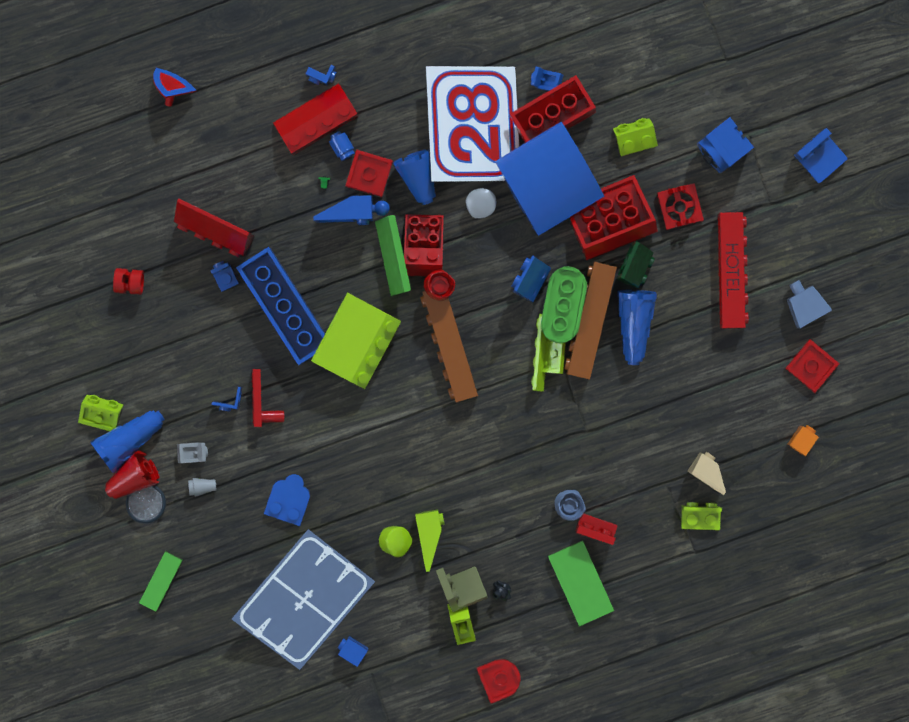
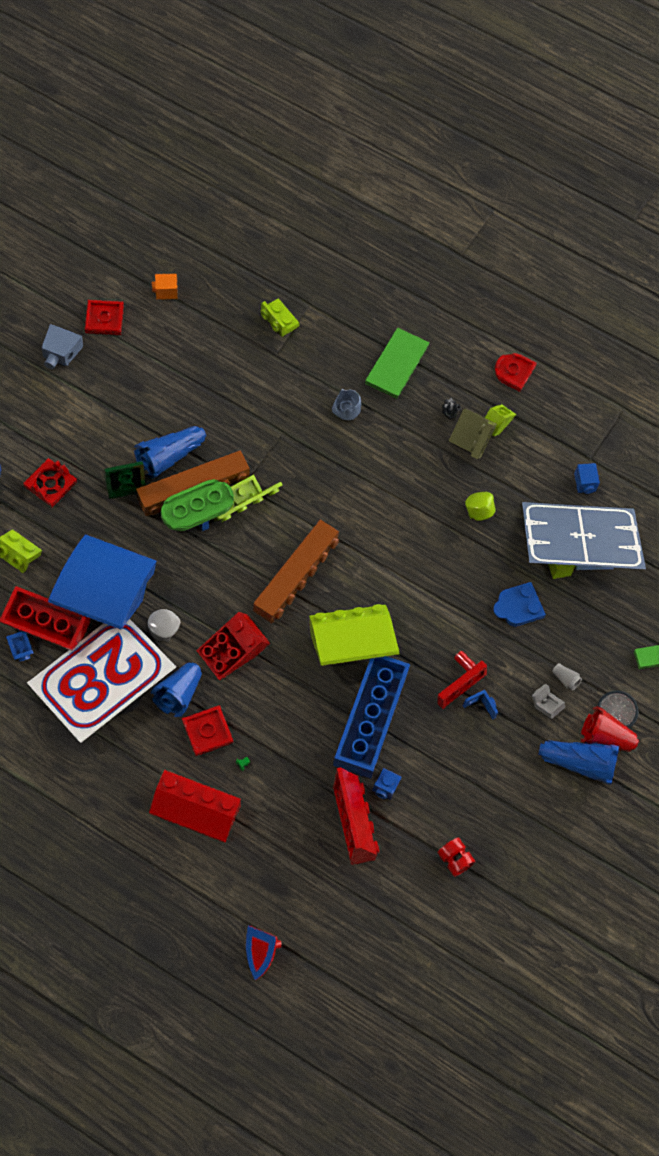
camera: 135 degrees left, 25 degrees down
(100, 412) = (580, 799): lime bracket -> none
(317, 77) = (157, 830): blue bracket -> none
(341, 145) = (201, 767): blue brick -> none
(353, 209) = (250, 717): blue slope -> none
(392, 255) = (261, 659): bright green tile -> none
(429, 531) = (454, 484): lime slope -> none
(439, 285) = (256, 602): red hair -> none
(531, 279) = (196, 546): blue slope -> none
(596, 529) = (349, 373): red bracket -> none
(614, 219) = (97, 516): red slope -> none
(707, 471) = (243, 329): tan slope -> none
(731, 270) = (73, 413): red brick -> none

